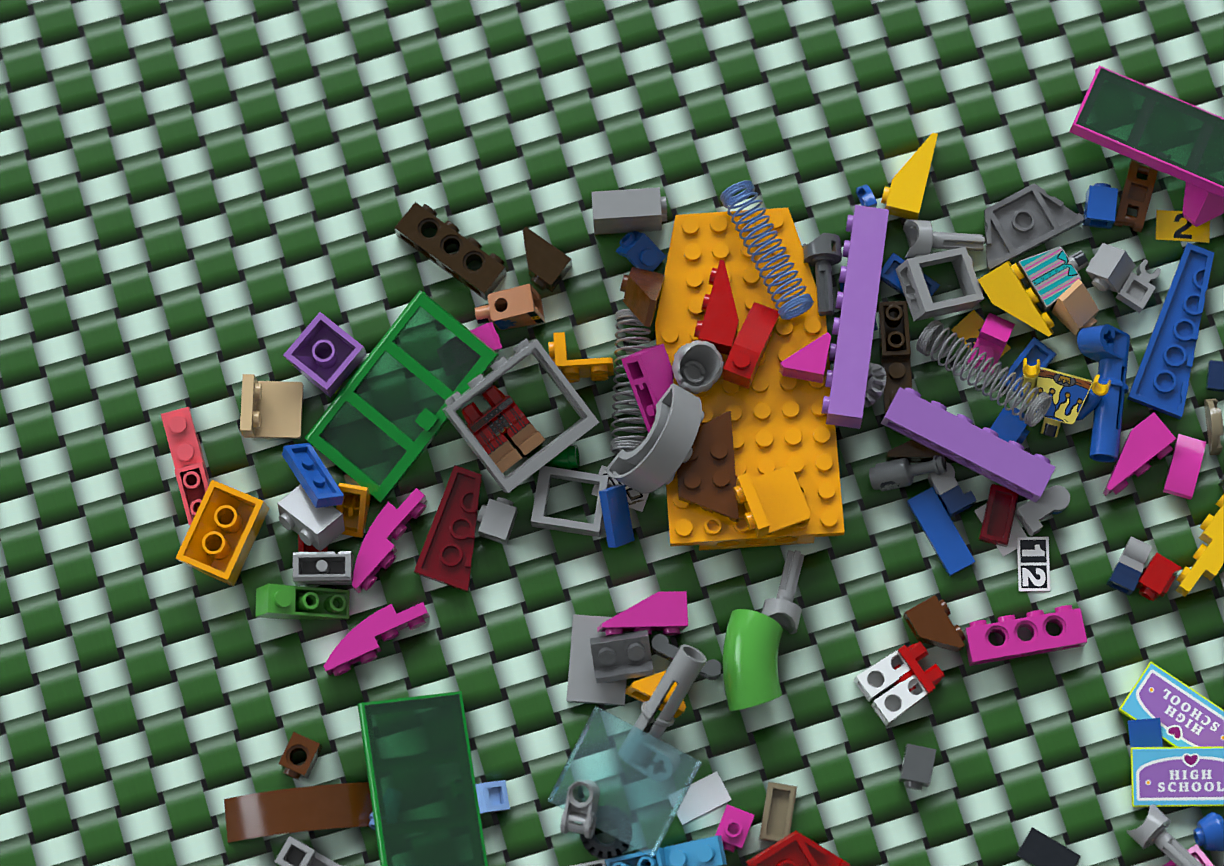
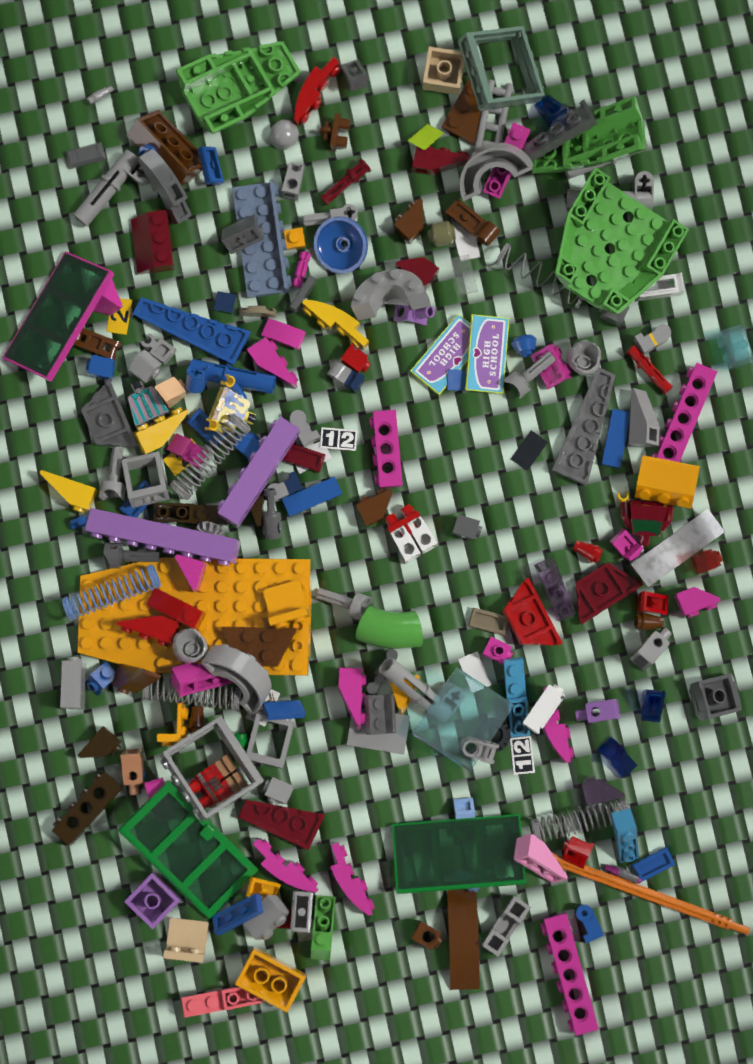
camera: 90 degrees left, 5 degrees up
(593, 393) = (197, 719): none -> reddish brown cone

